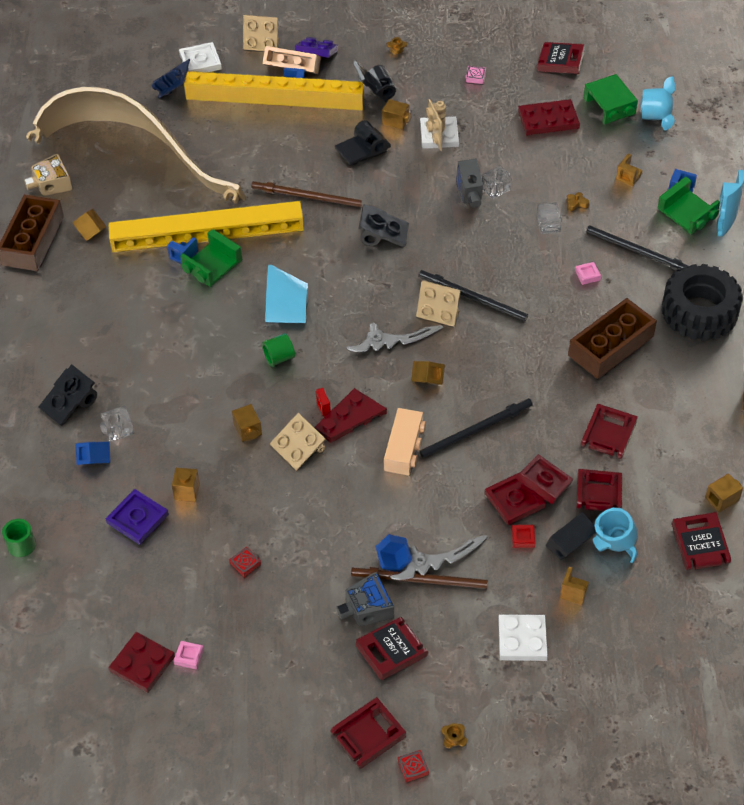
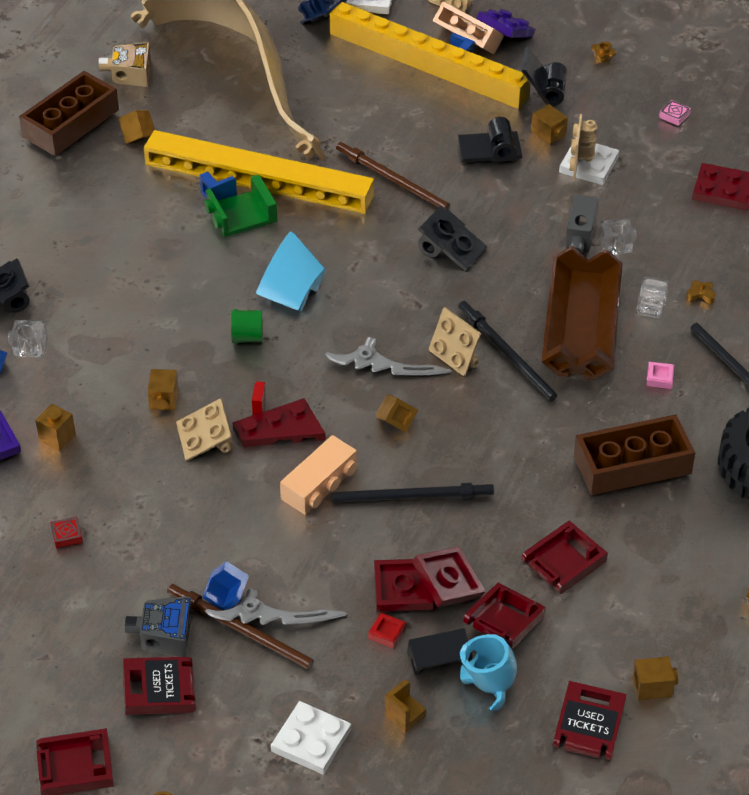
camera: 25 degrees right, 5 degrees down
(511, 248) = (582, 314): none -> reddish brown panel

